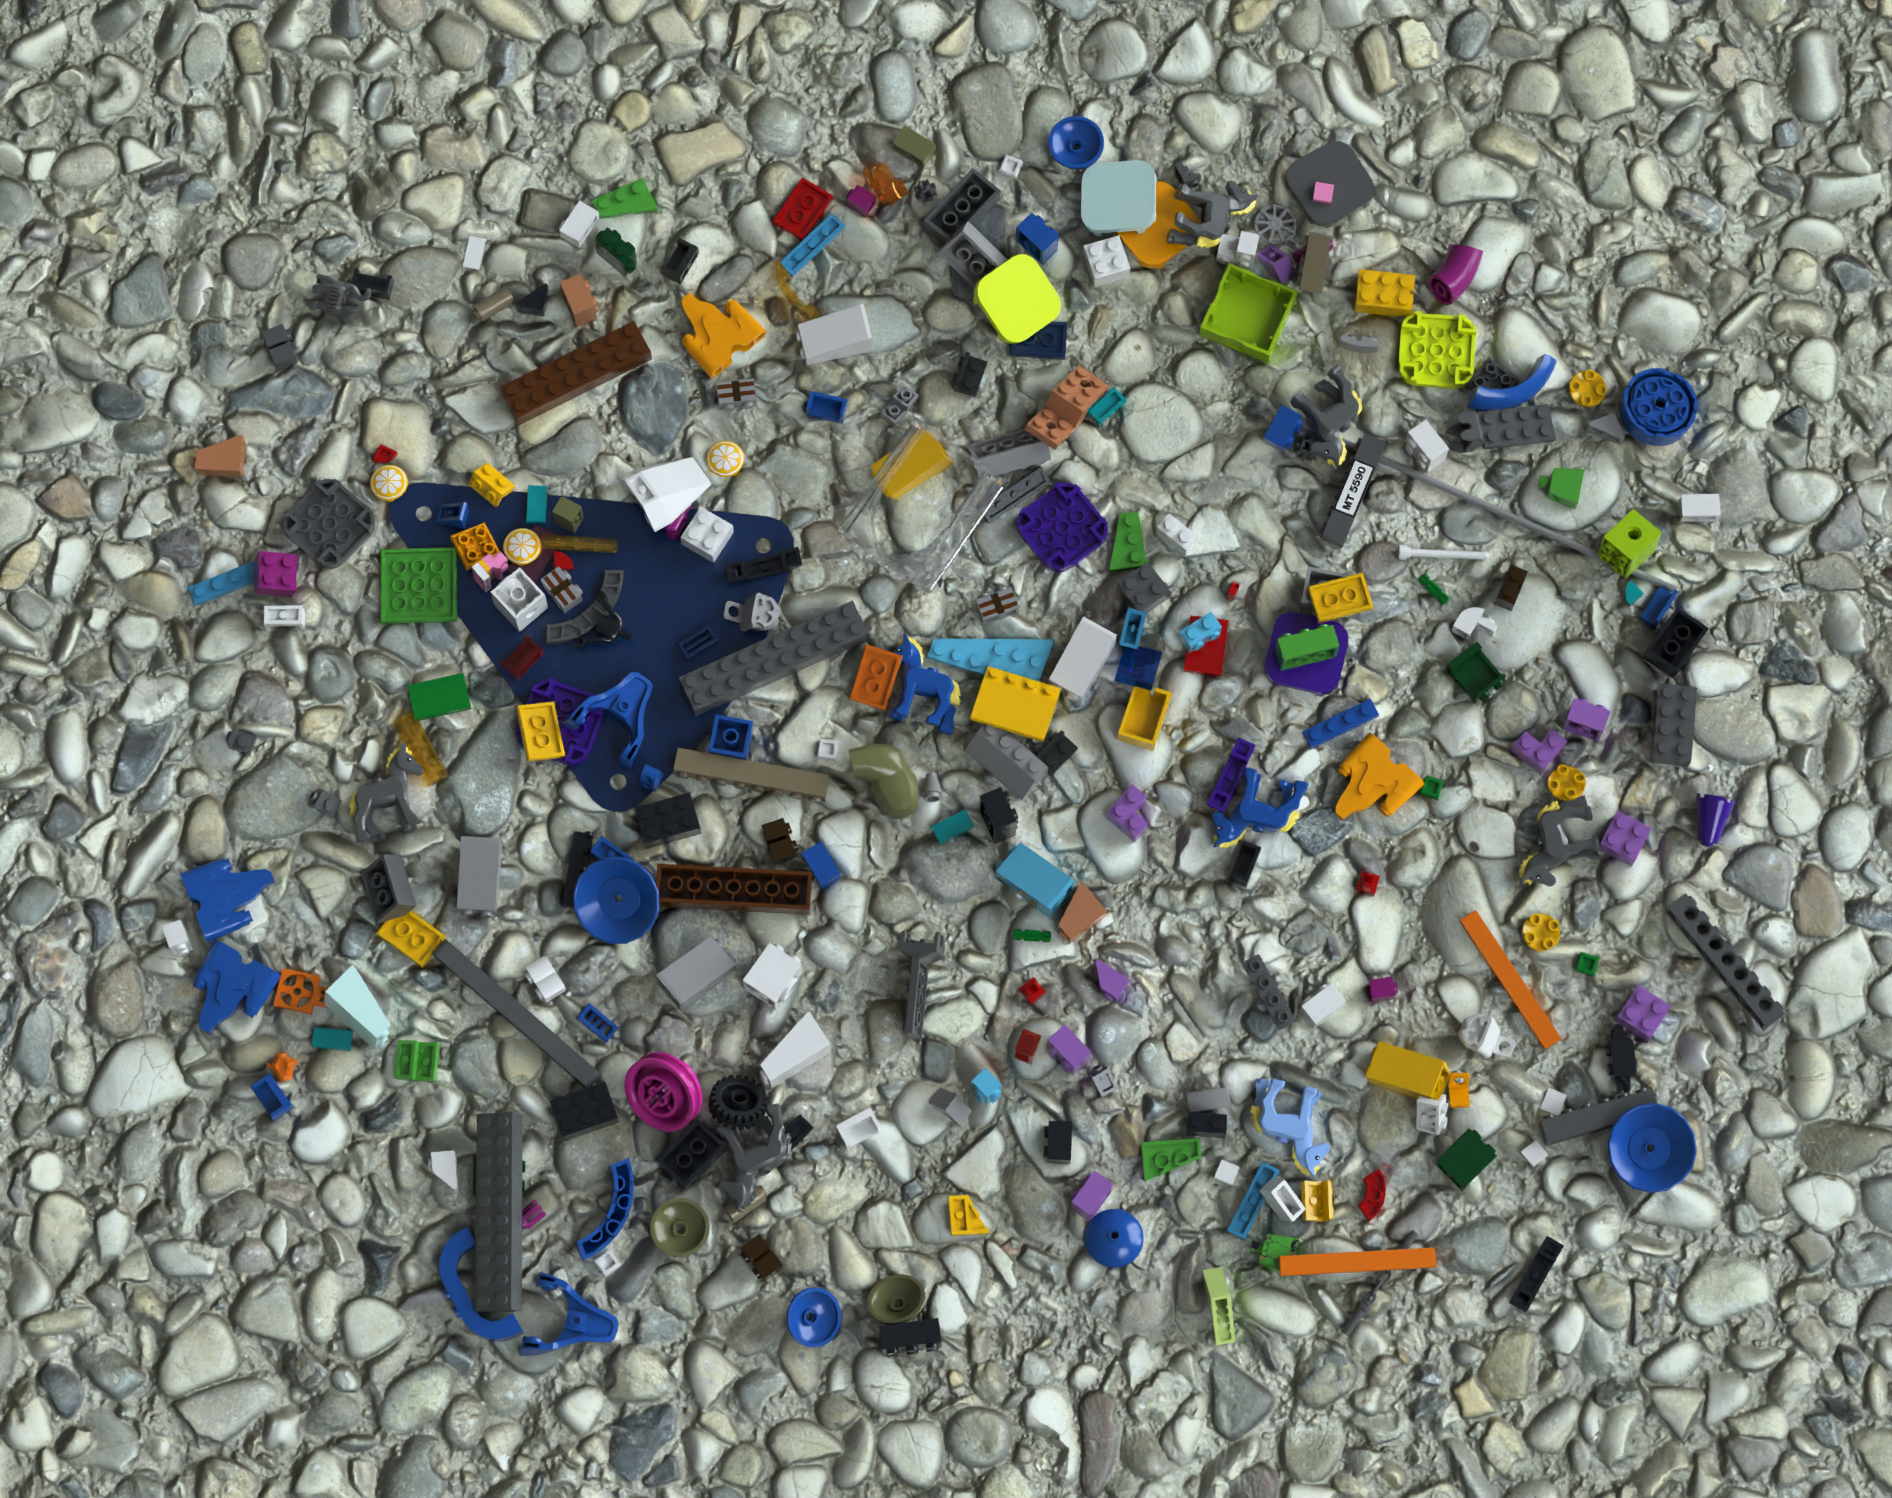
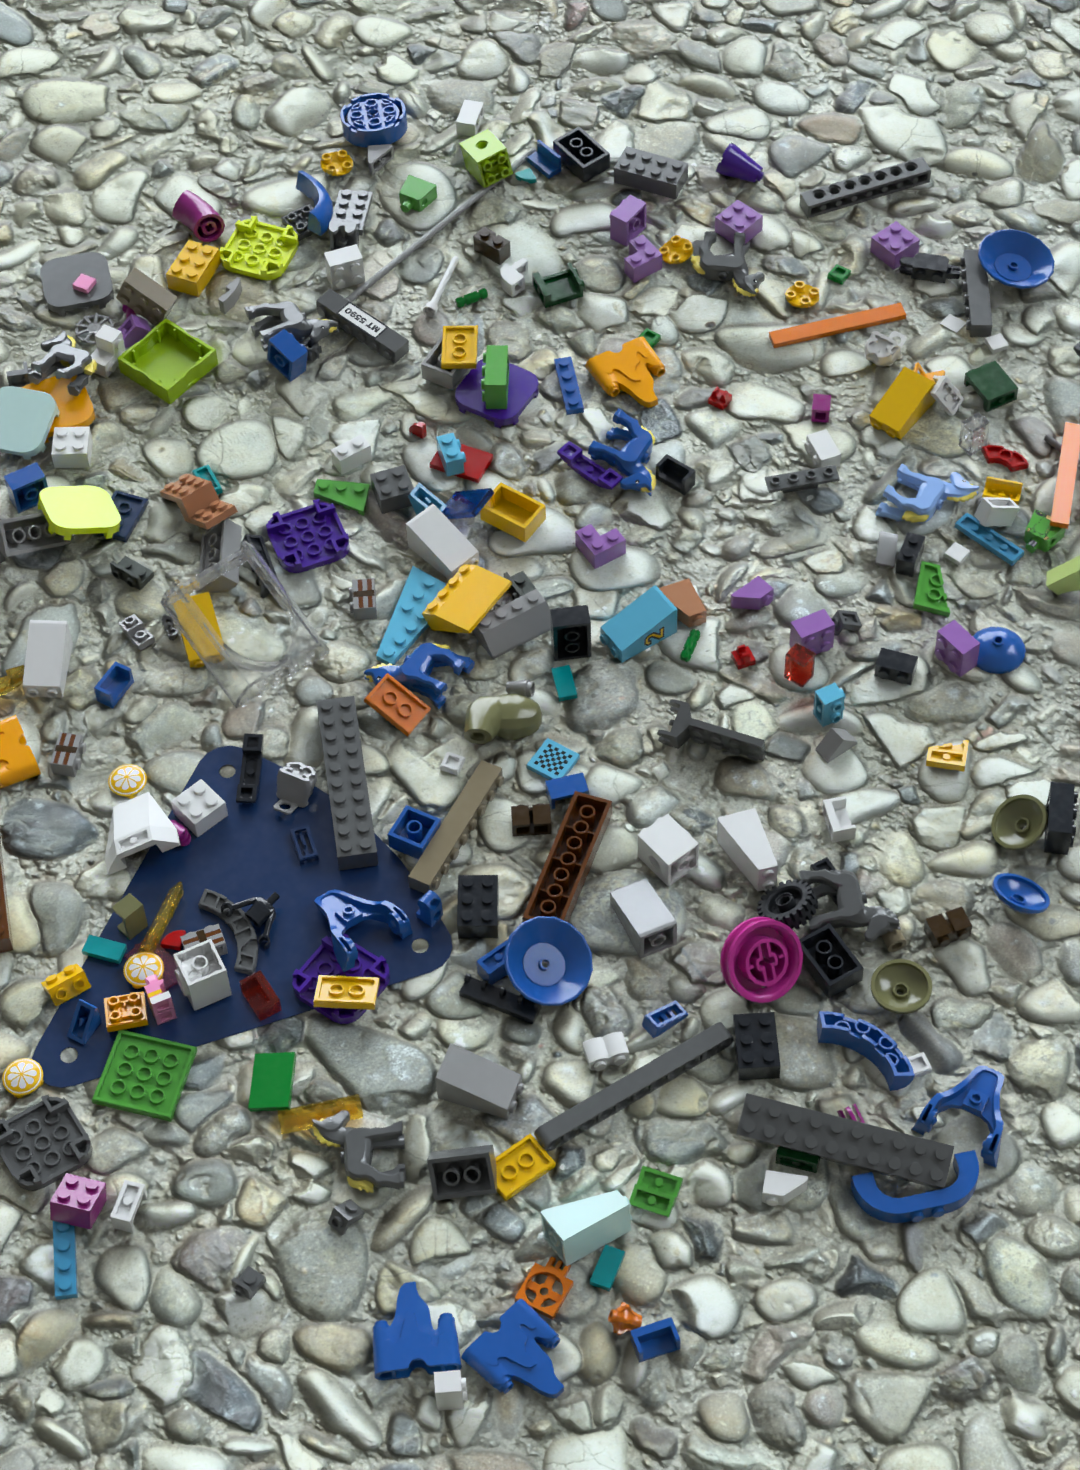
camera: 70 degrees left, 20 degrees down
(855, 842) = (553, 760): none -> medium azure tile

